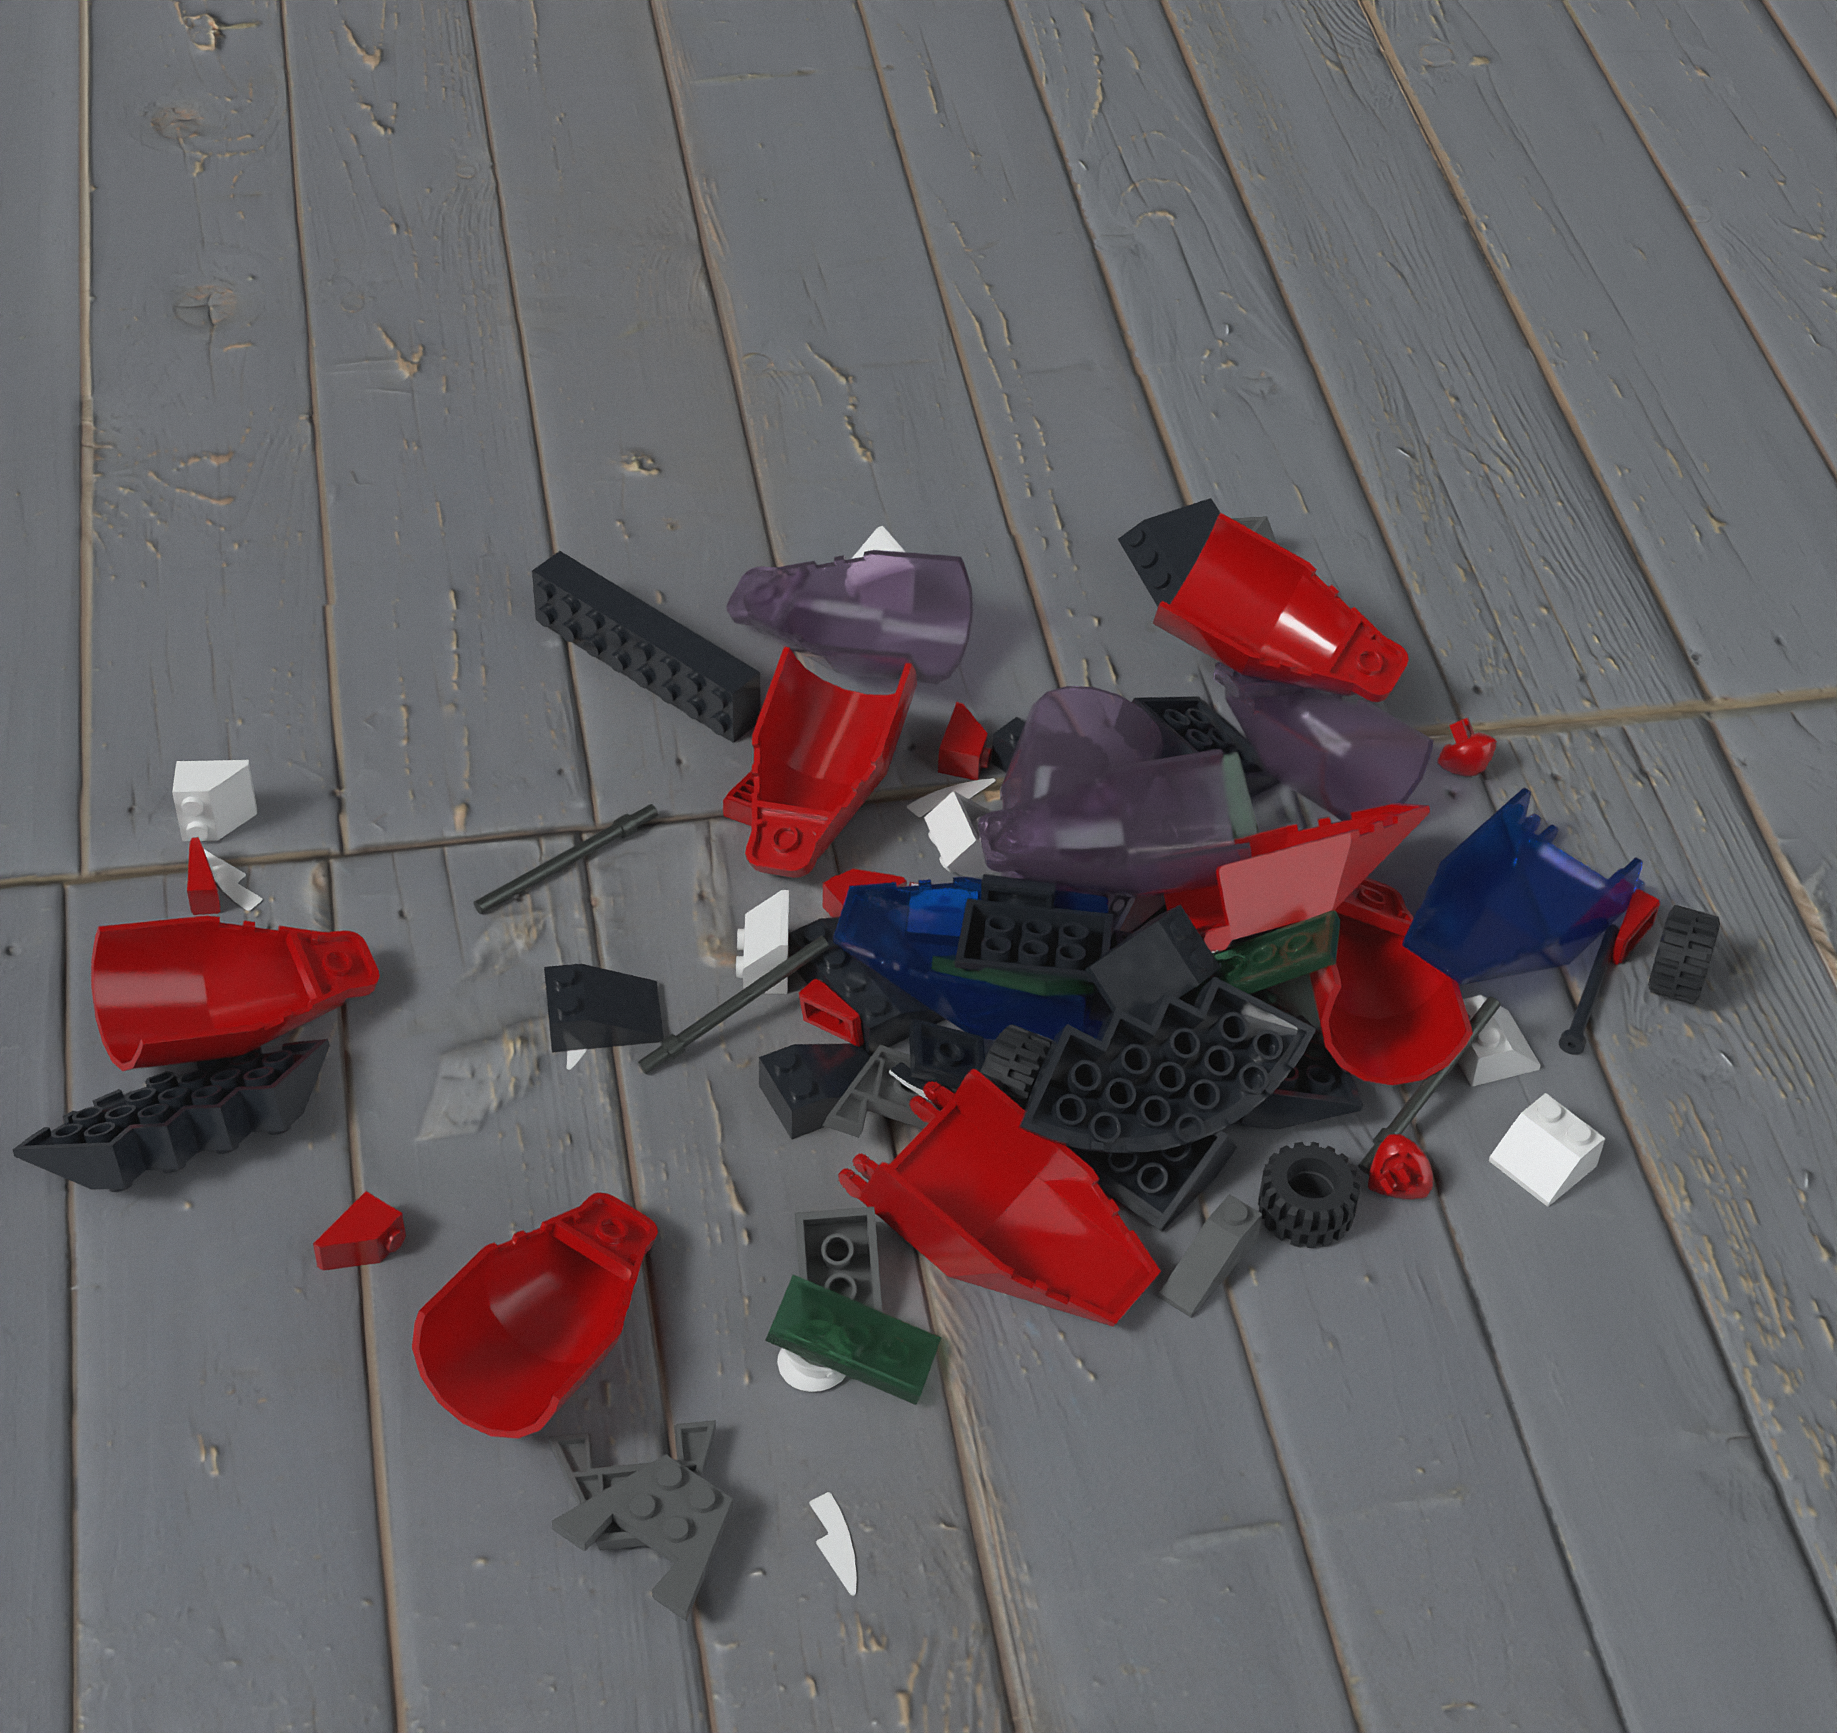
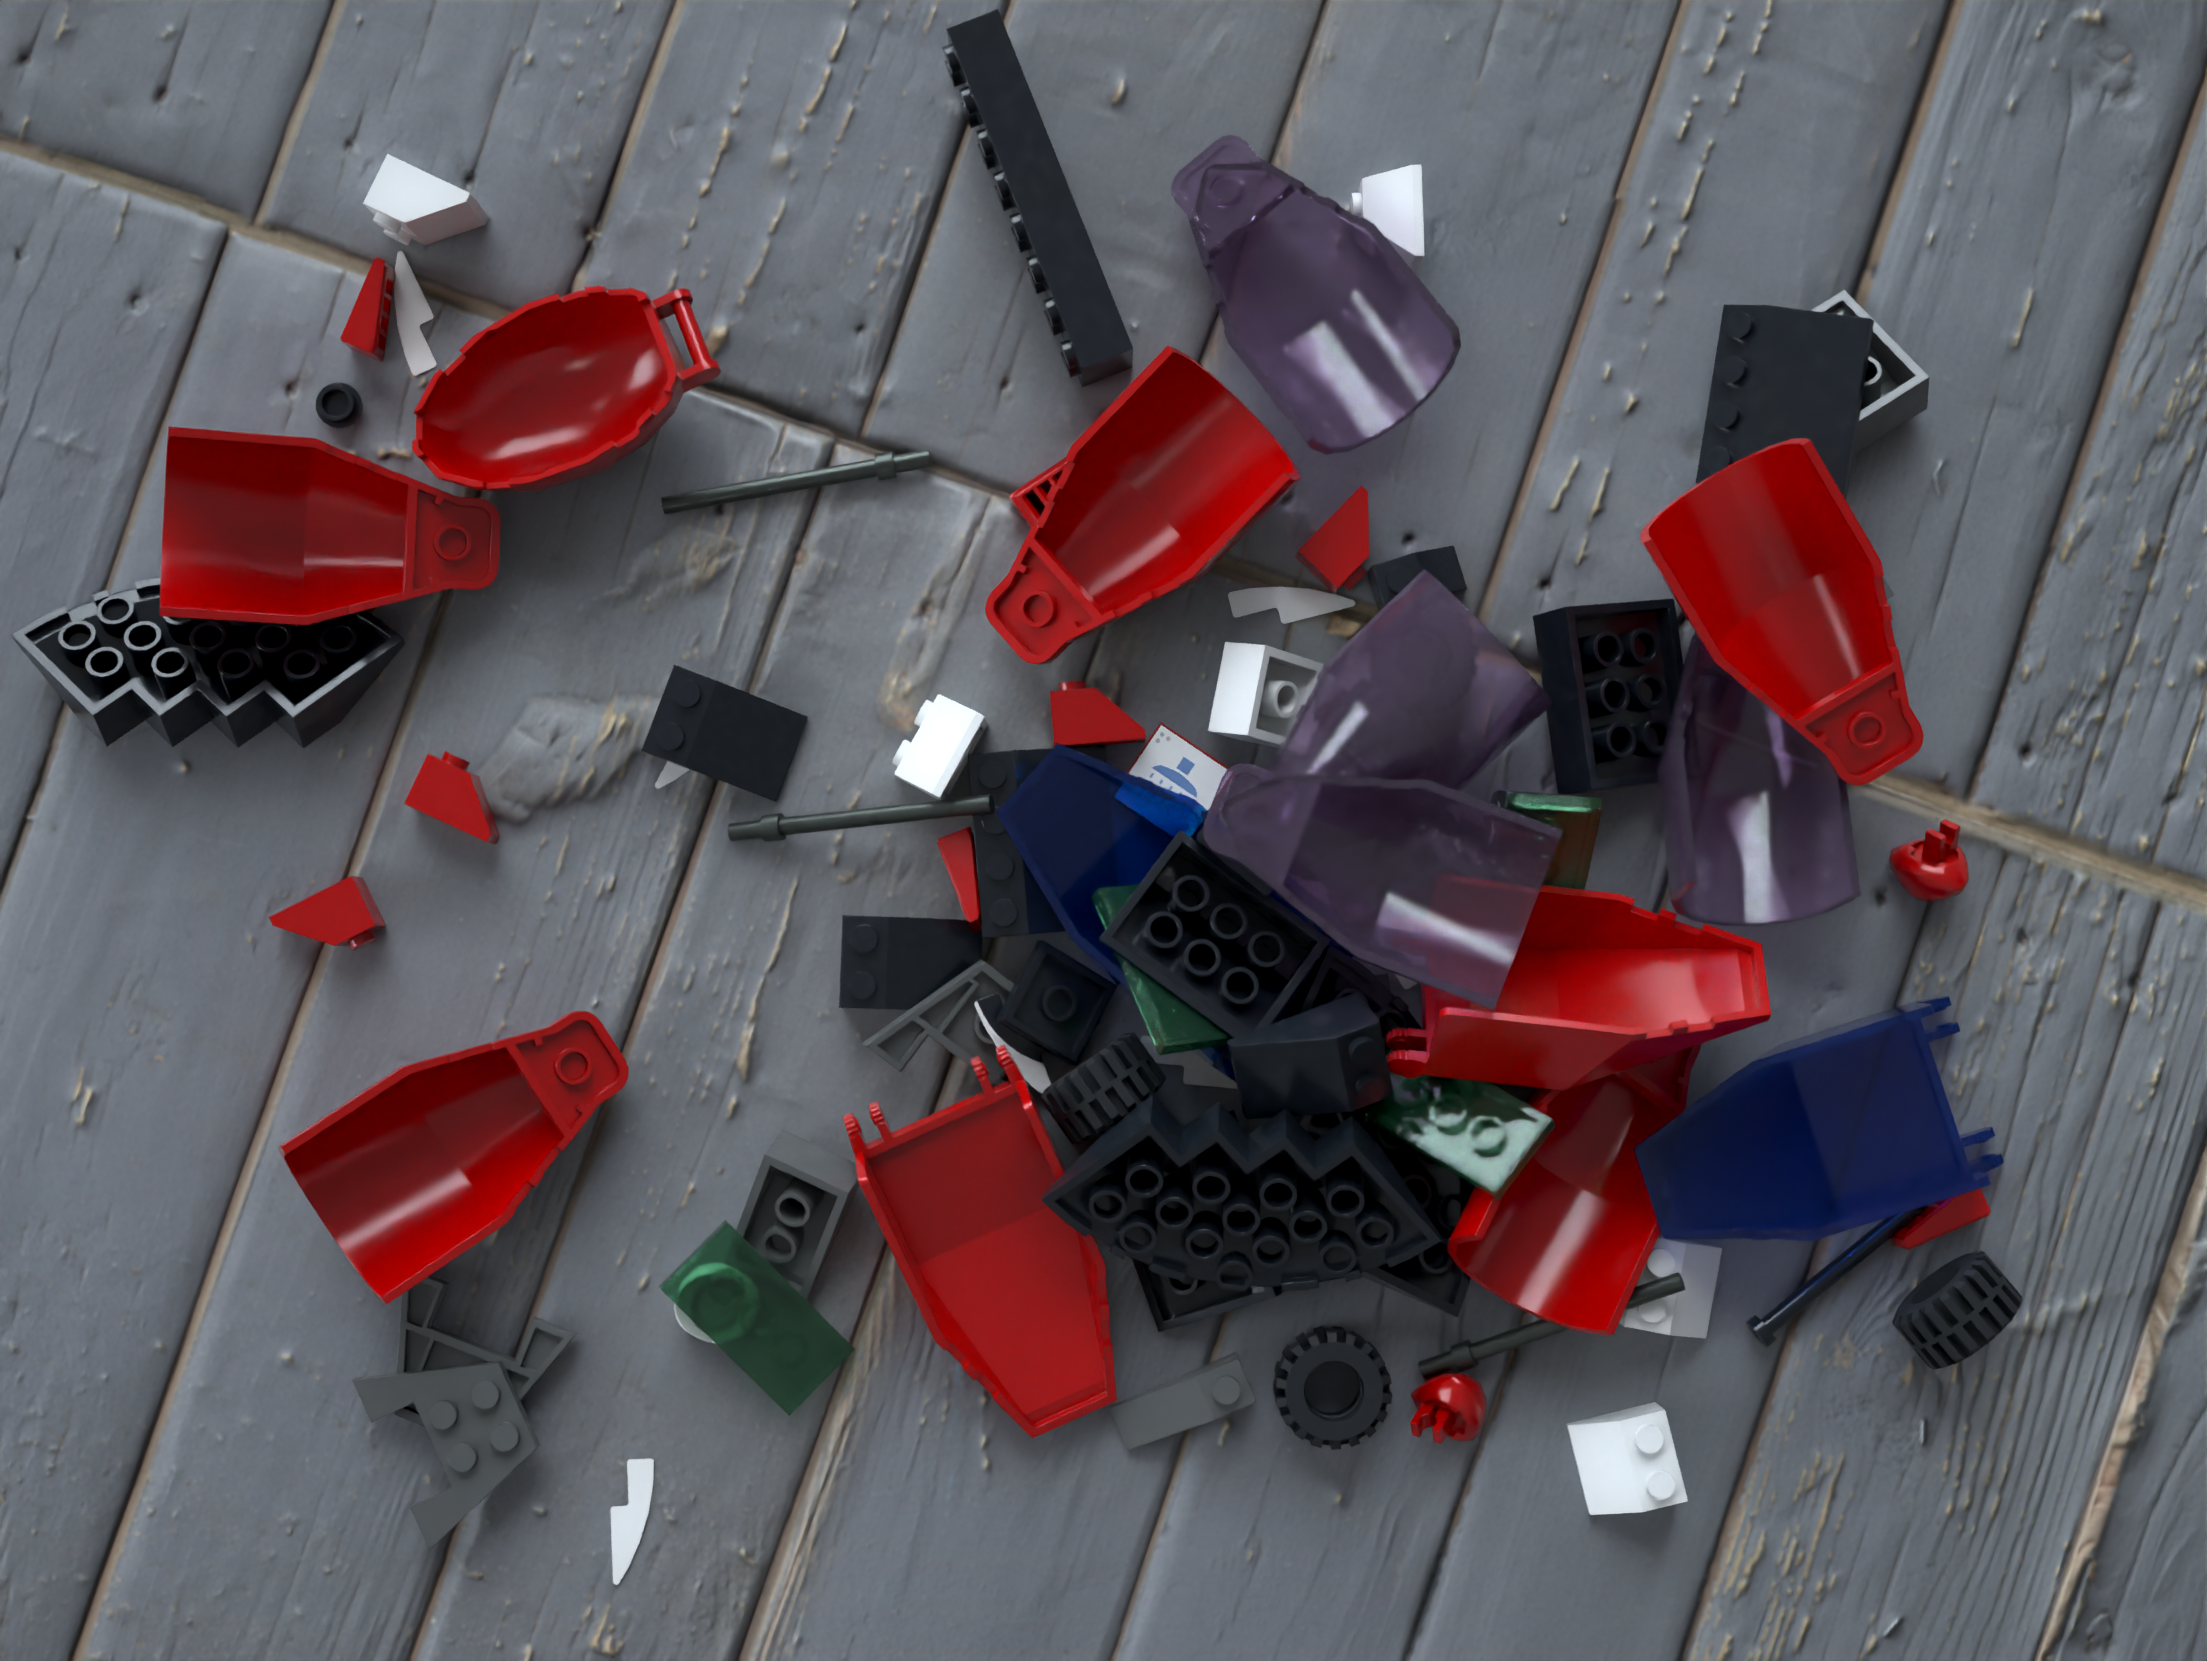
camera: 30 degrees right, 40 degrees up
(373, 843) = (559, 389): none -> red windscreen
(420, 1125) = (453, 796): none -> red slope

